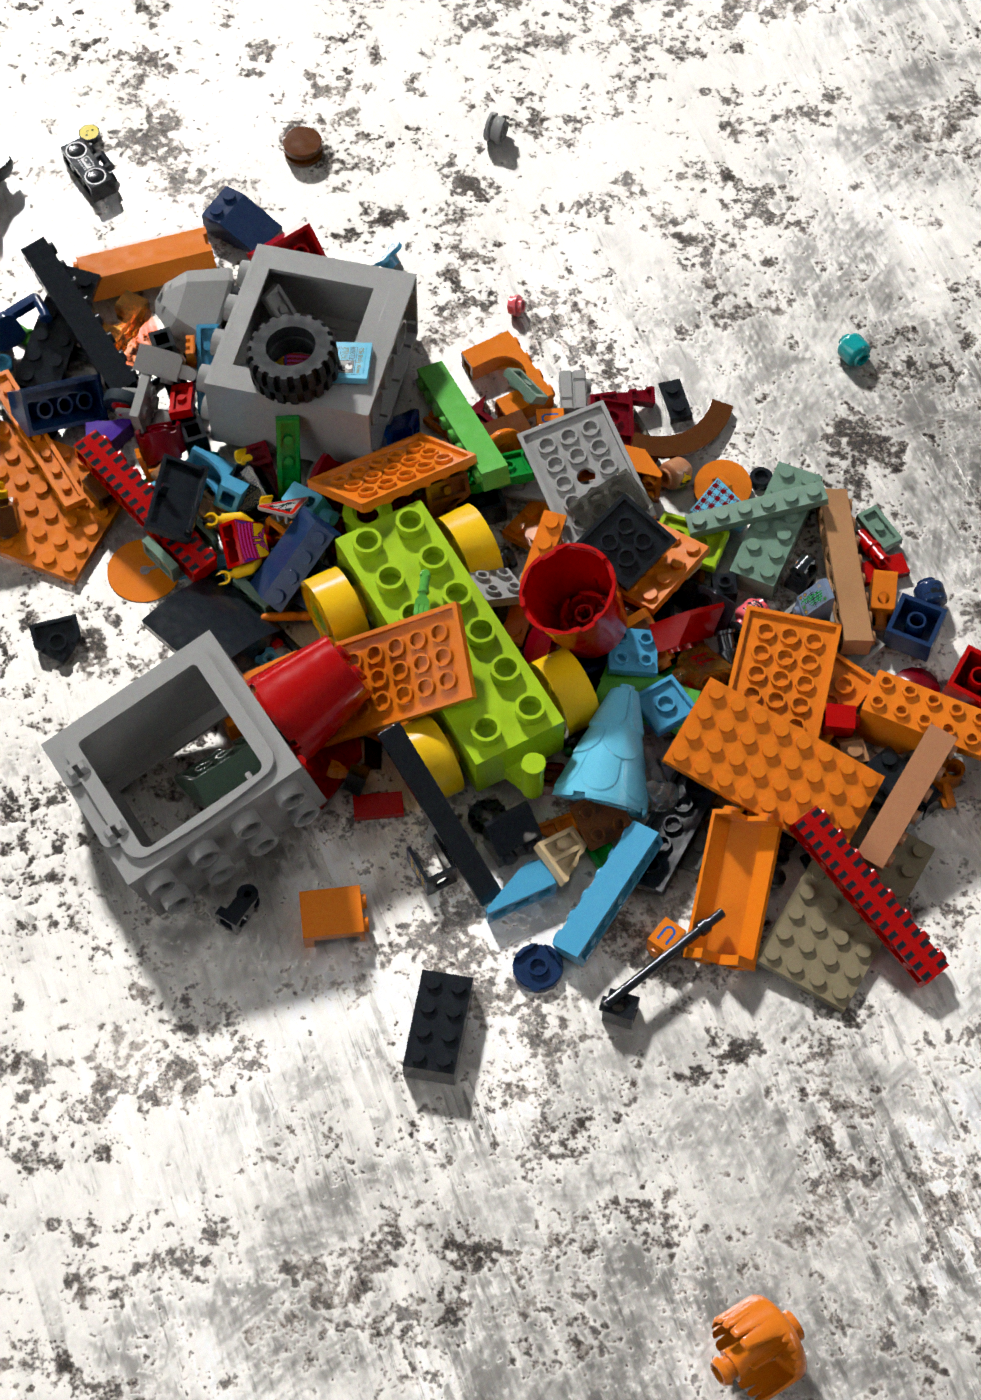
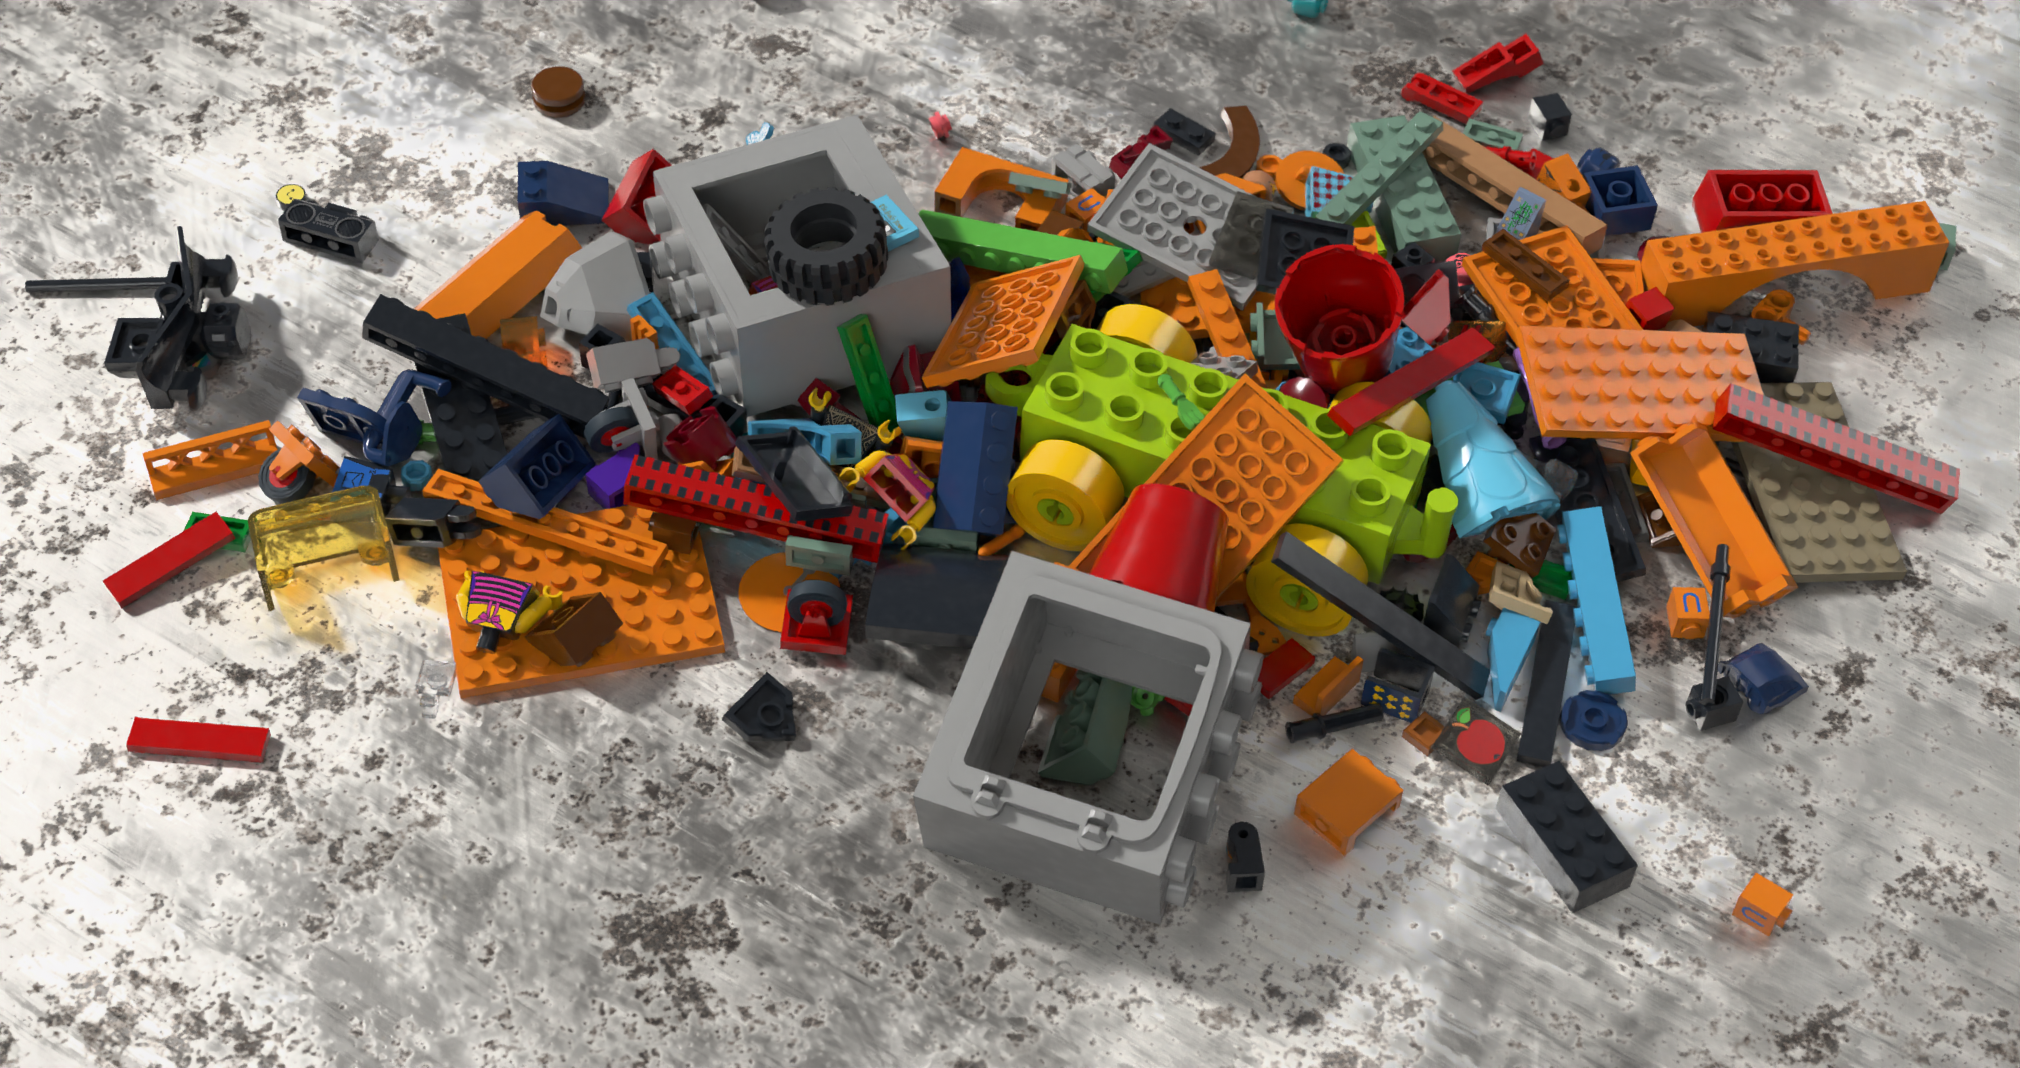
camera: 40 degrees left, 10 degrees down
(134, 597) = (816, 618): none -> plate
(284, 509) = (925, 416): piece -> none
(374, 861) = (1320, 725): none -> black axle
(386, 783) = (1260, 623): none -> orange piece
(394, 837) = (1328, 686): none -> orange panel
(425, 906) = (1423, 733): none -> dark orange tile
(448, 931) = (1476, 740): none -> tile
(517, 1153) = (1763, 905): none -> orange brick
(528, 927) = (1547, 686): none -> black tile
(599, 670) = (1410, 381): none -> red tile
(673, 1014) = (1763, 678): none -> dark blue slope
(705, 457) = (1268, 164): none -> orange tile
(781, 635) = (1525, 265): none -> reddish brown tile
(802, 575) = (1473, 212): black leg -> none
(875, 479) = (1442, 97): none -> red plate
(906, 797) = (1785, 330): nougat brick -> none
(936, 536) = (1549, 116): none -> black brick
(940, 475) = (1498, 63): none -> red slope

